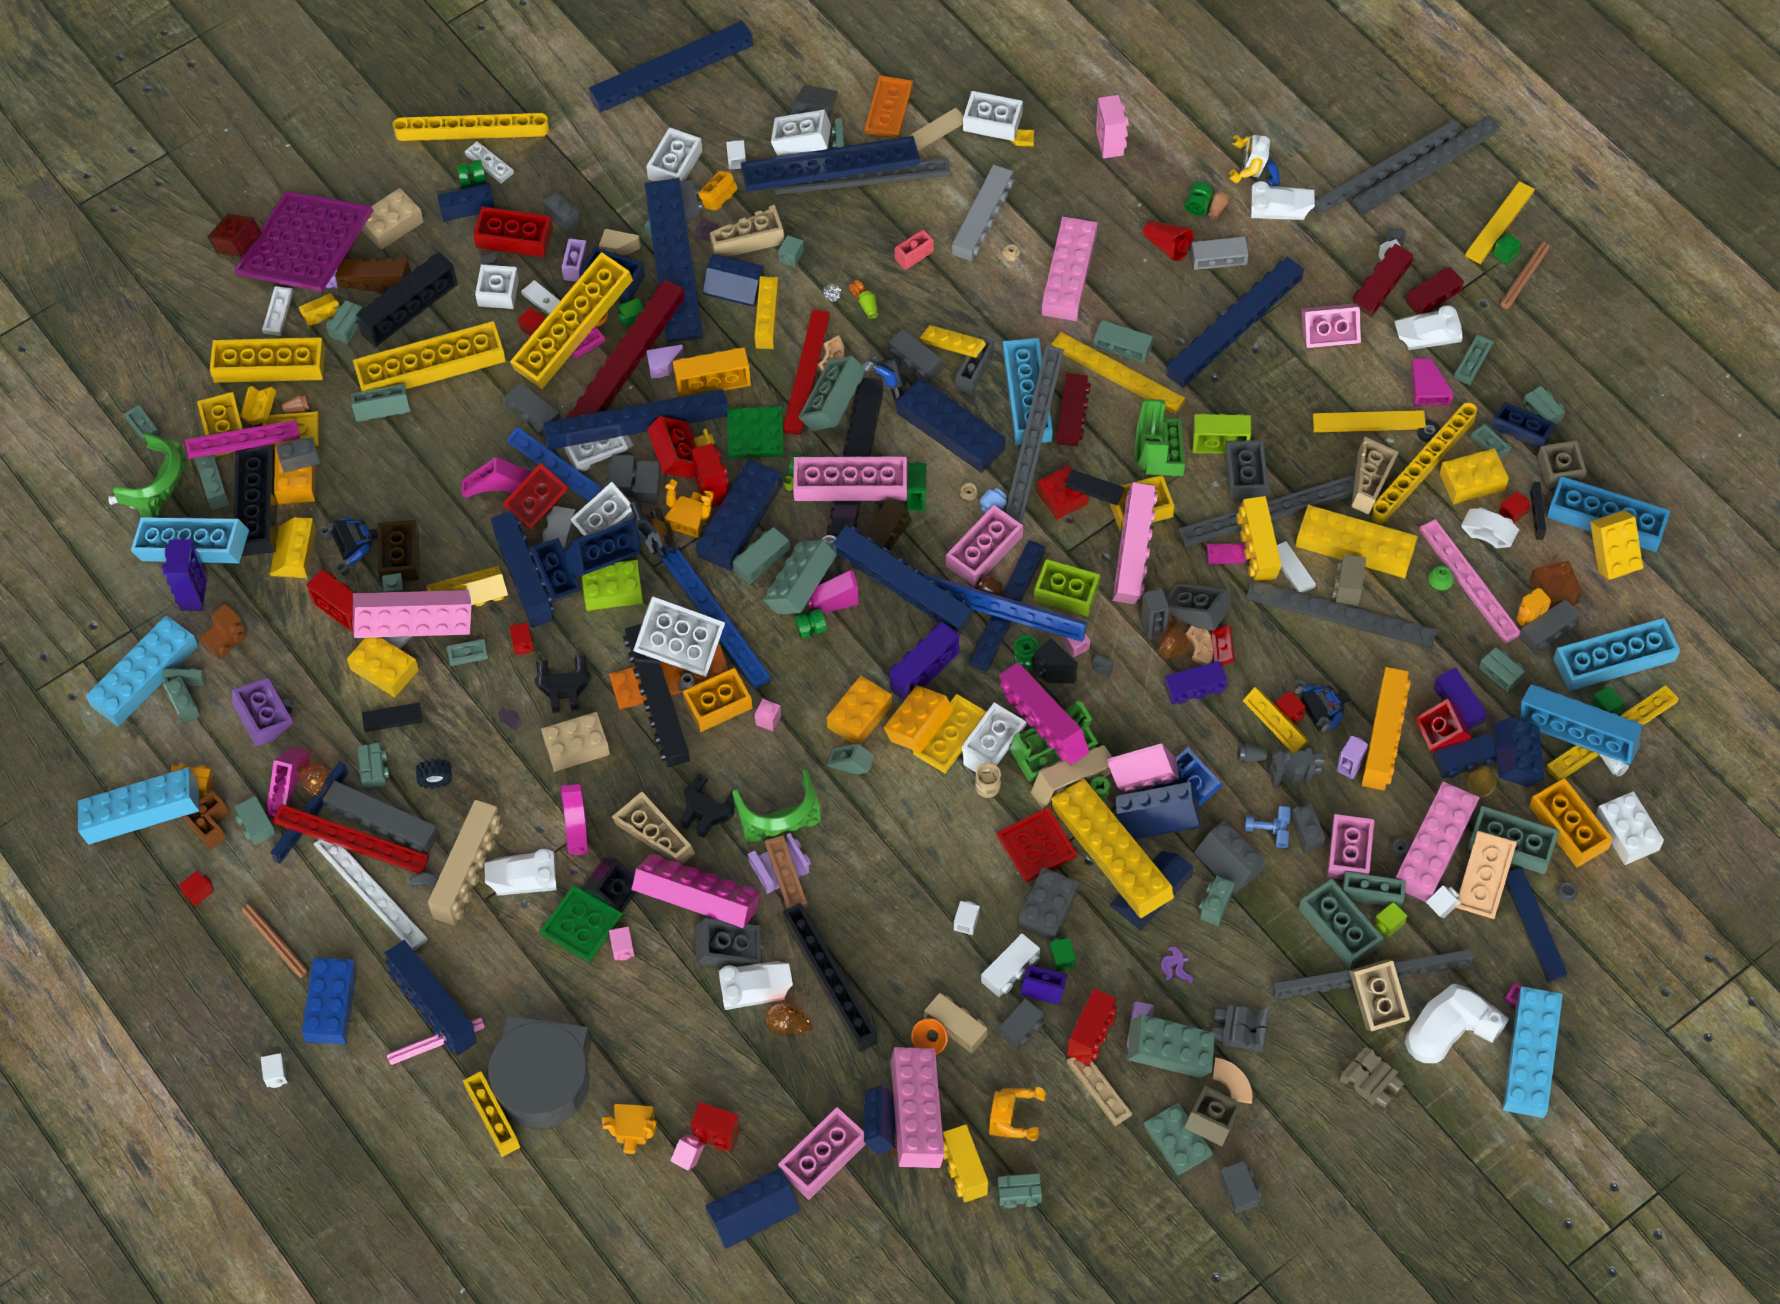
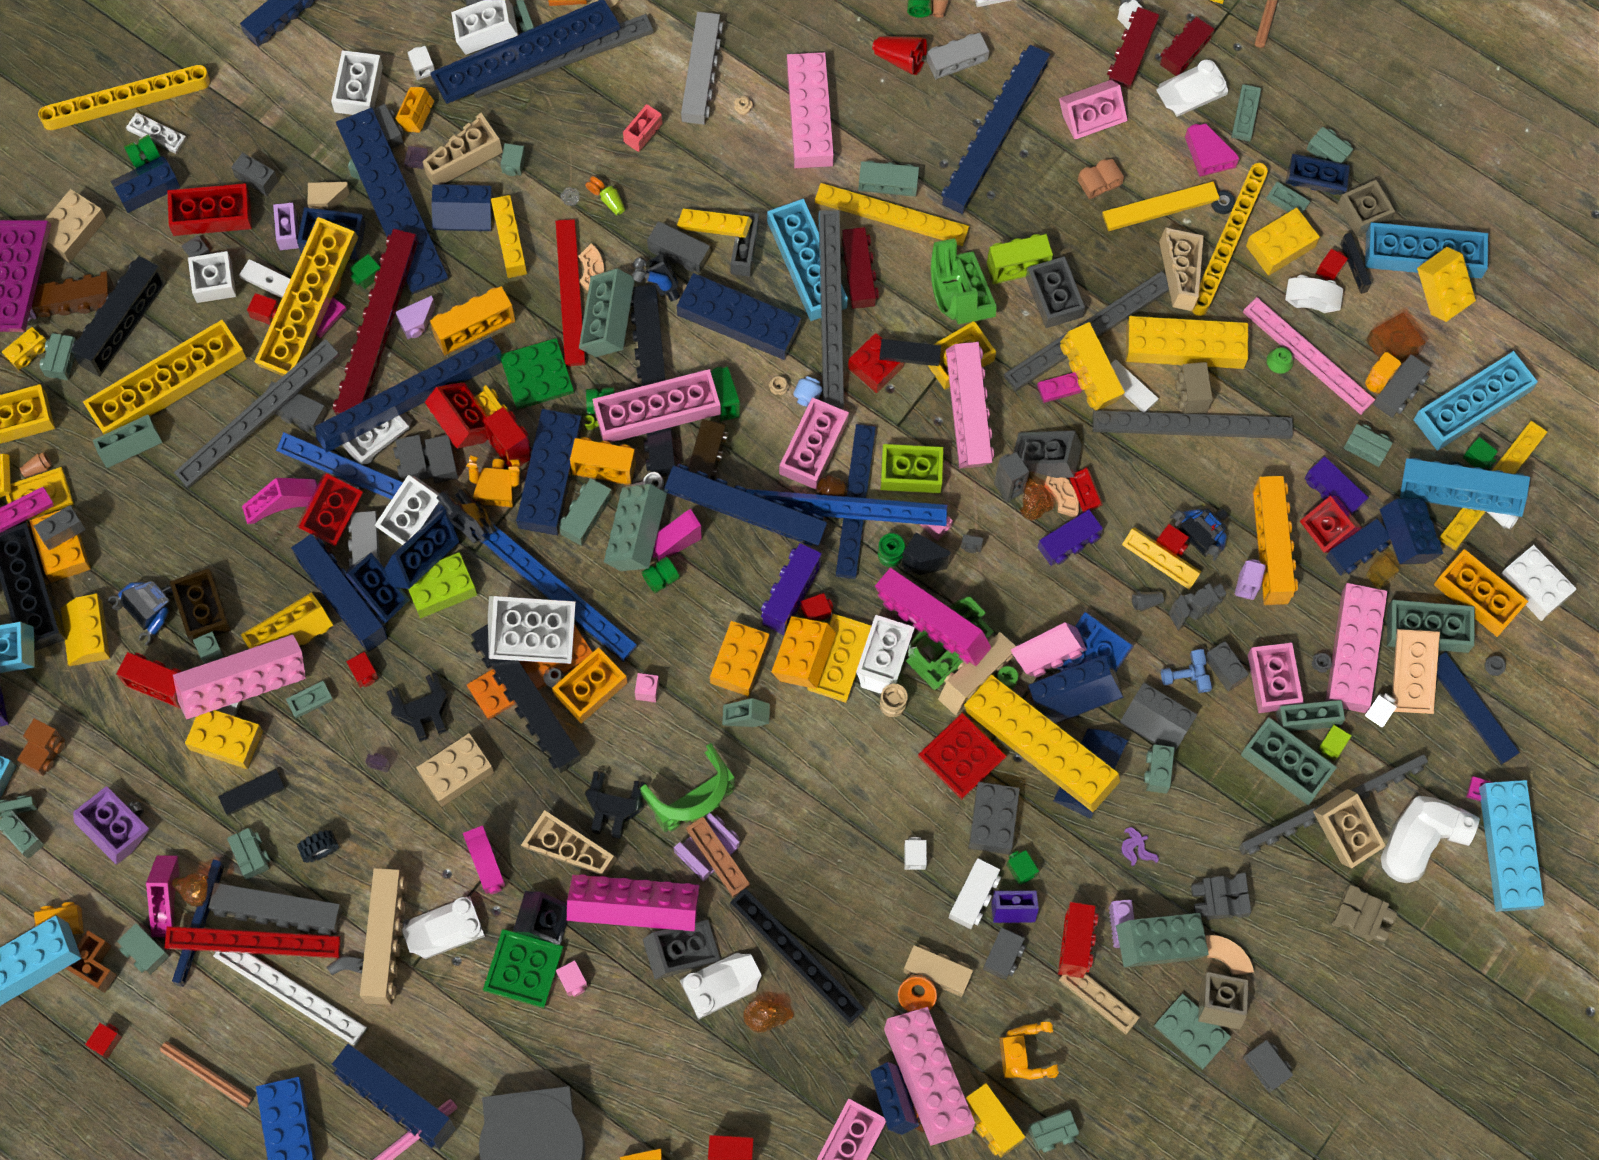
camera: 20 degrees left, 10 degrees up
(498, 404) = (257, 413): none -> dark grey plate
(789, 515) = (603, 461): none -> light orange brick
(944, 684) = (817, 608): none -> red brick
(1319, 385) = (1100, 178): none -> nougat brick

